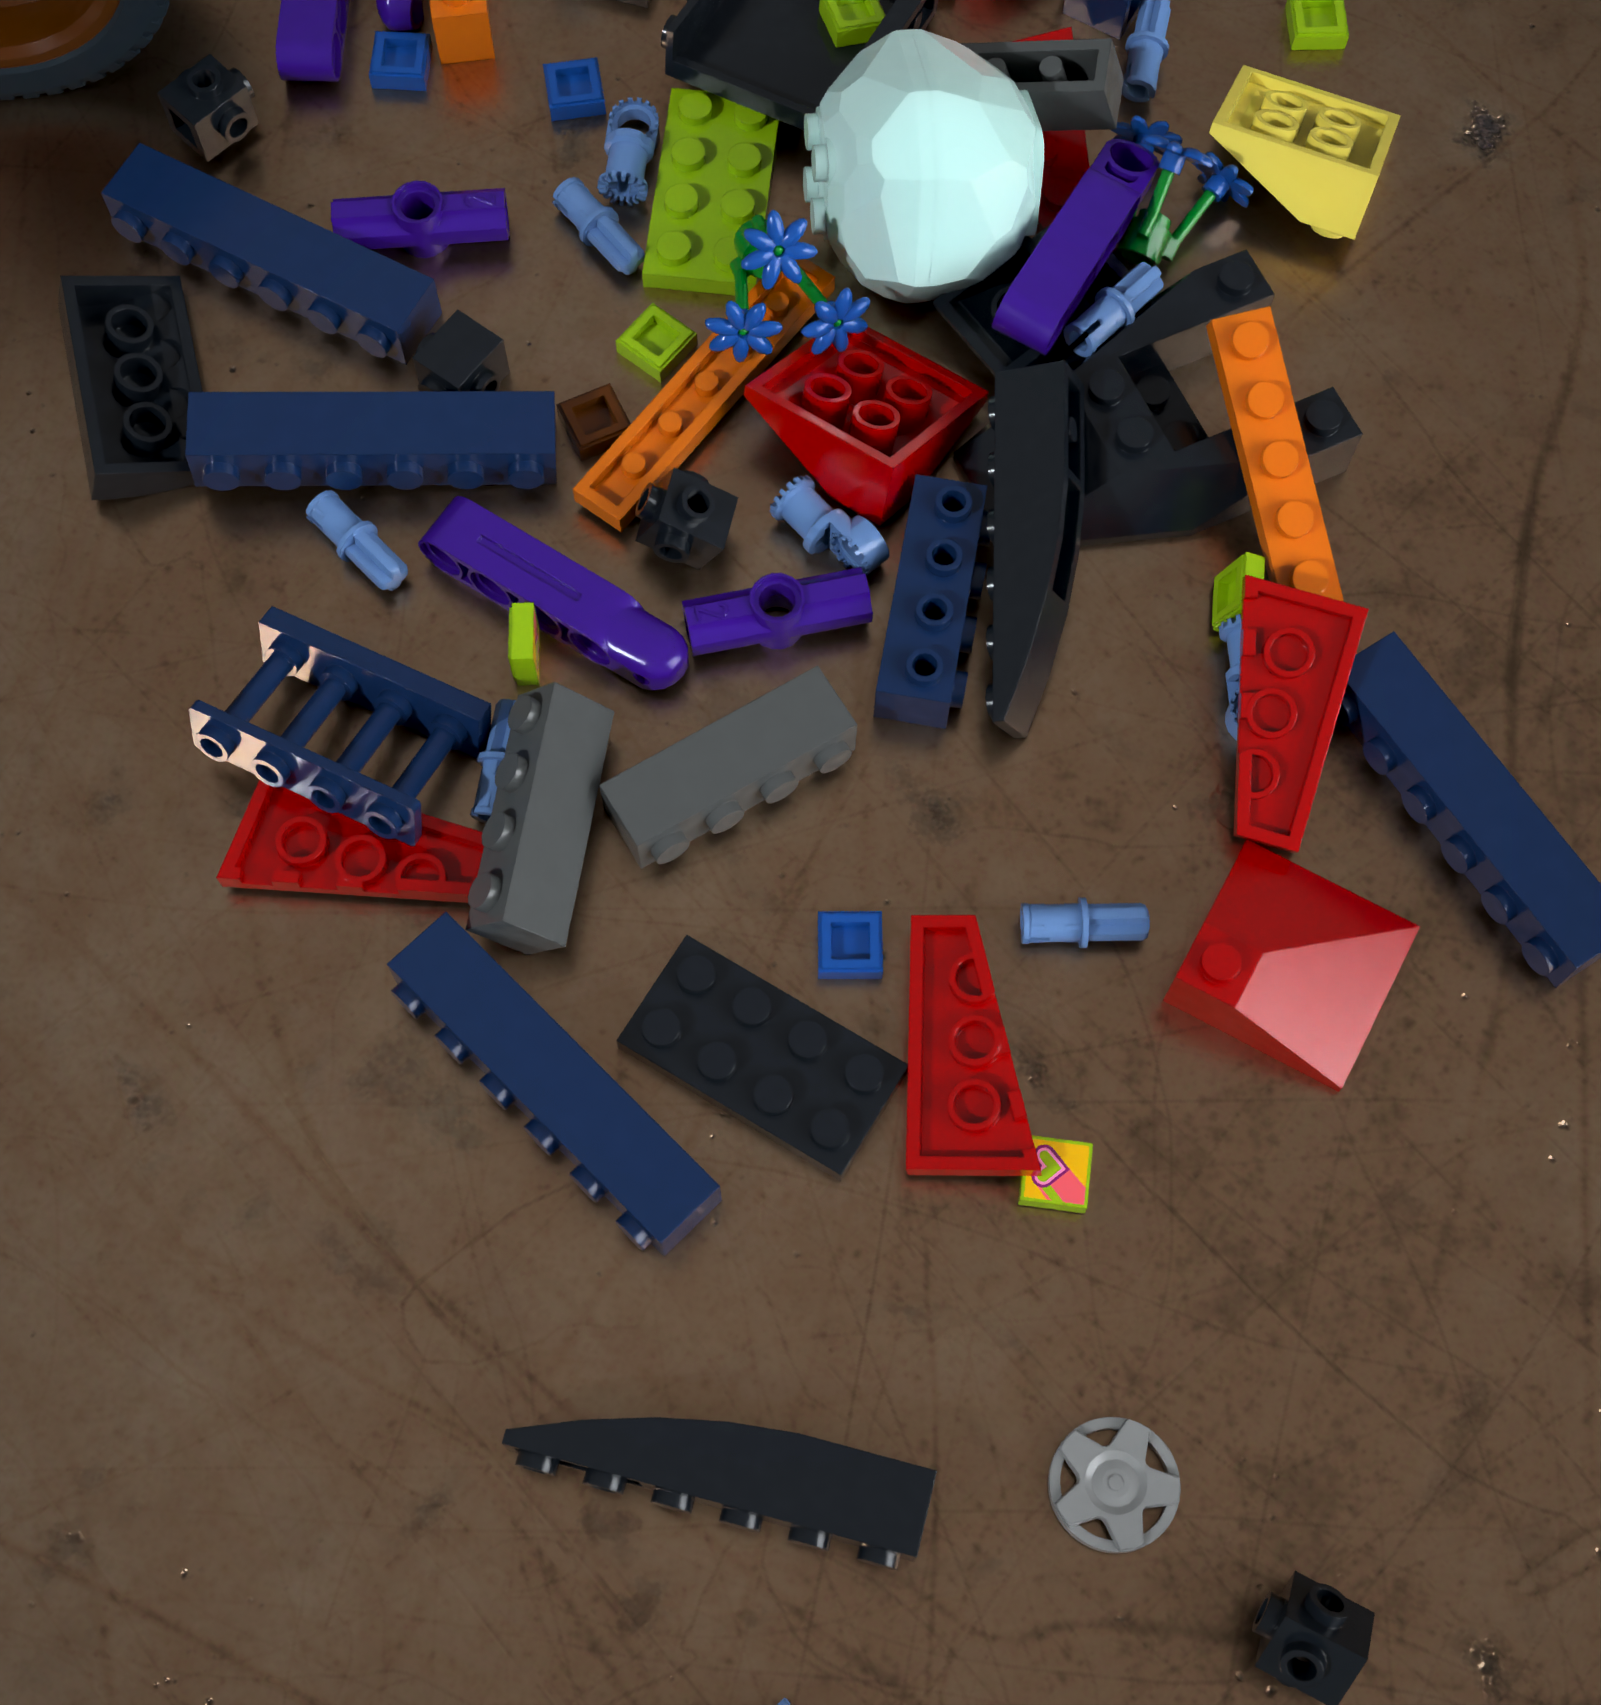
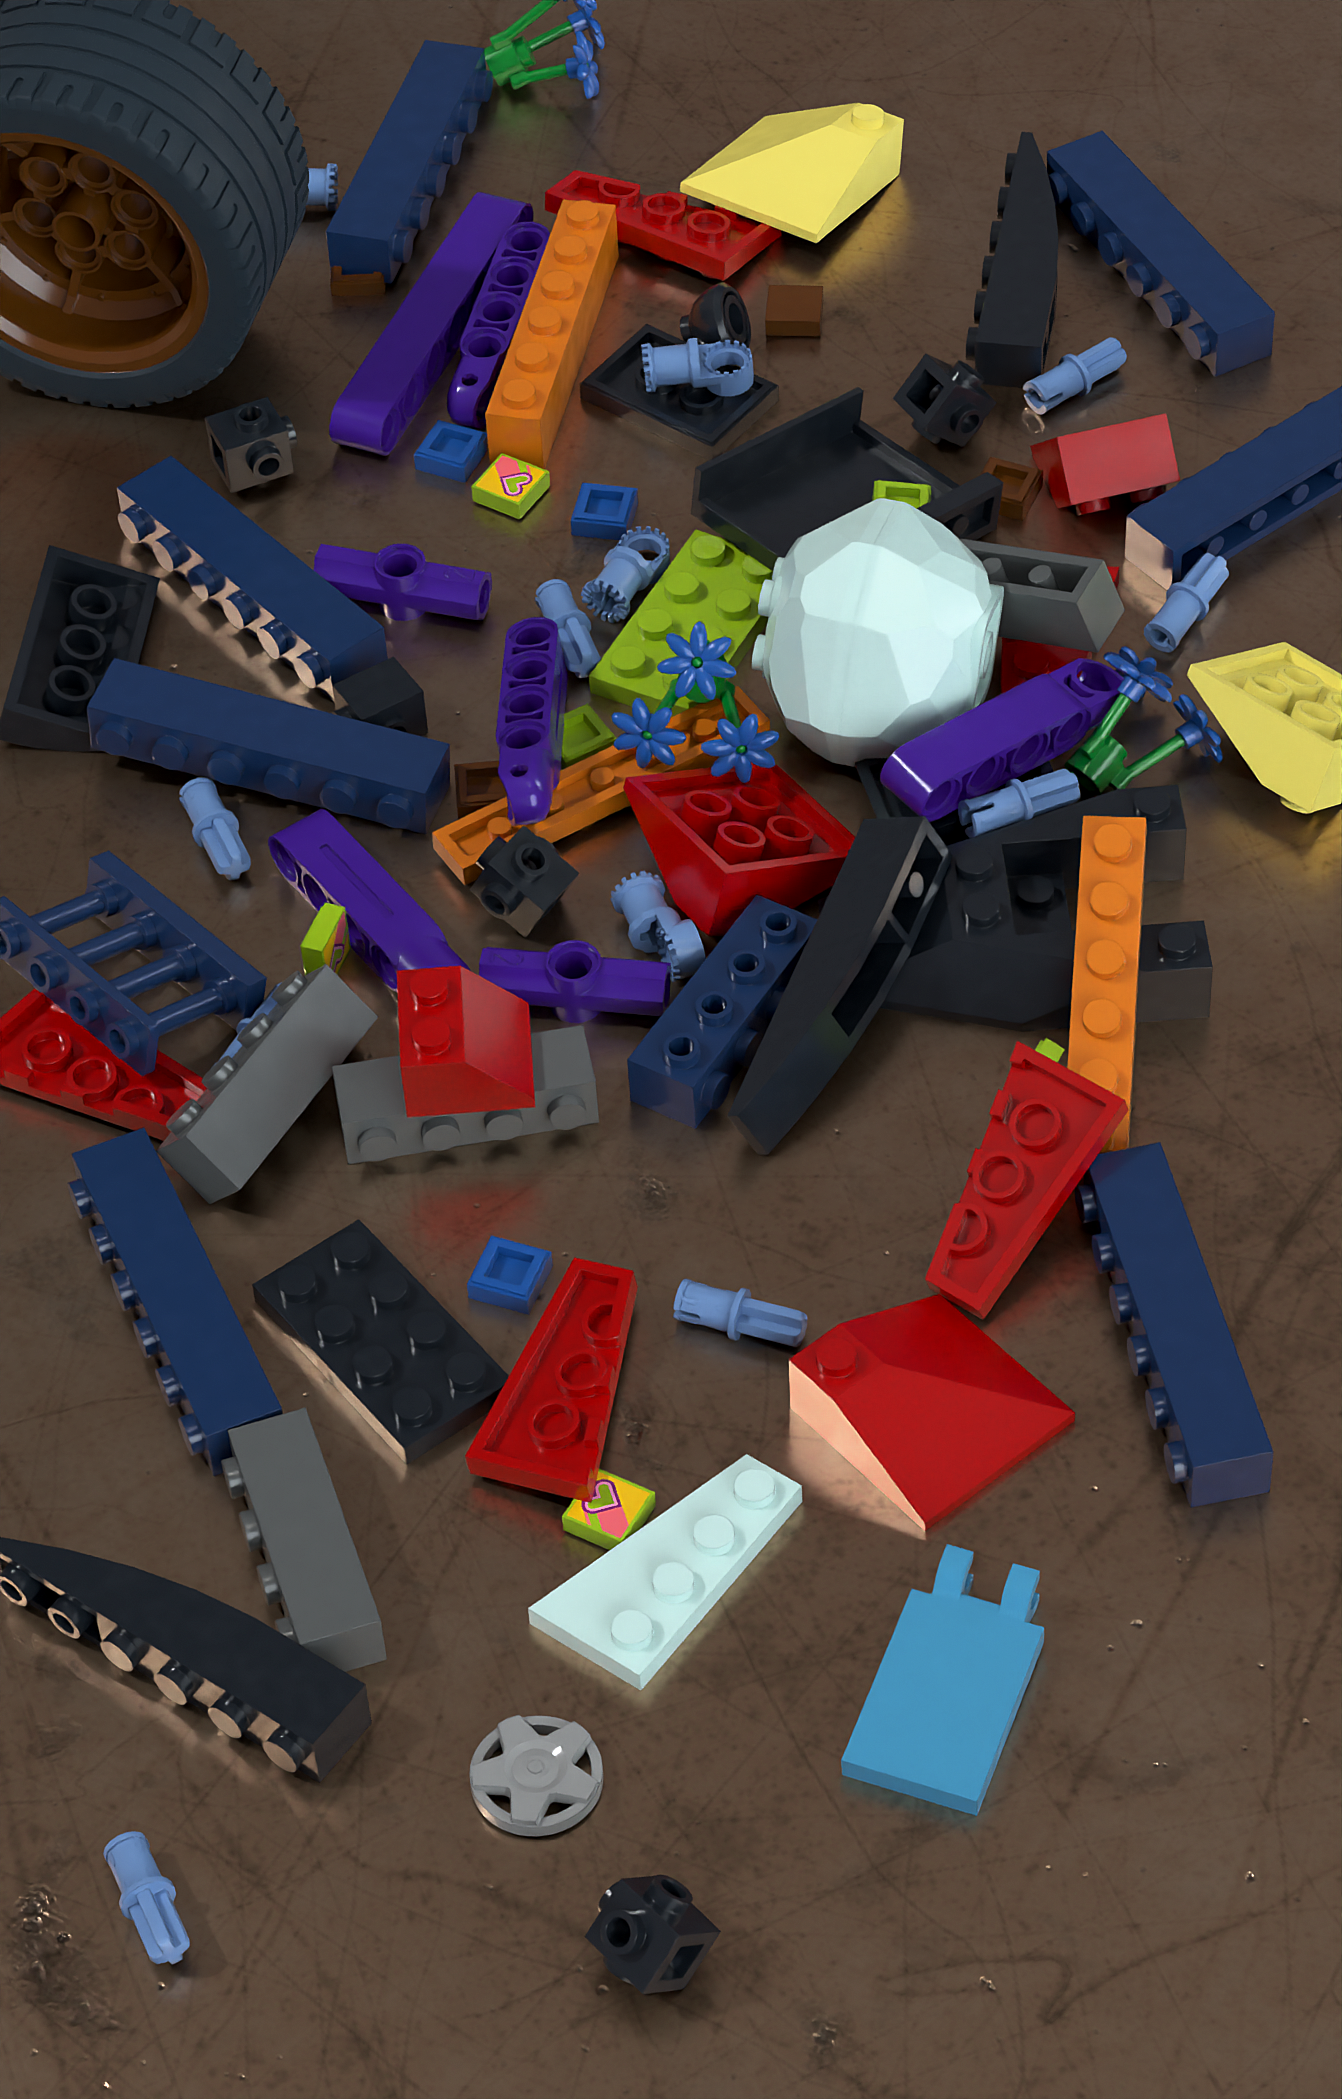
camera: 25 degrees right, 20 degrees down
(474, 84) = (510, 486): none -> tile
(620, 343) = (531, 718): none -> dark purple piece
(723, 731) = (462, 1043): none -> red slope
(796, 1316) = (303, 1540): none -> dark grey brick
(1135, 1236) = (663, 1579): none -> light aqua wing
(1442, 1259) = (948, 1688): none -> dark azure tile

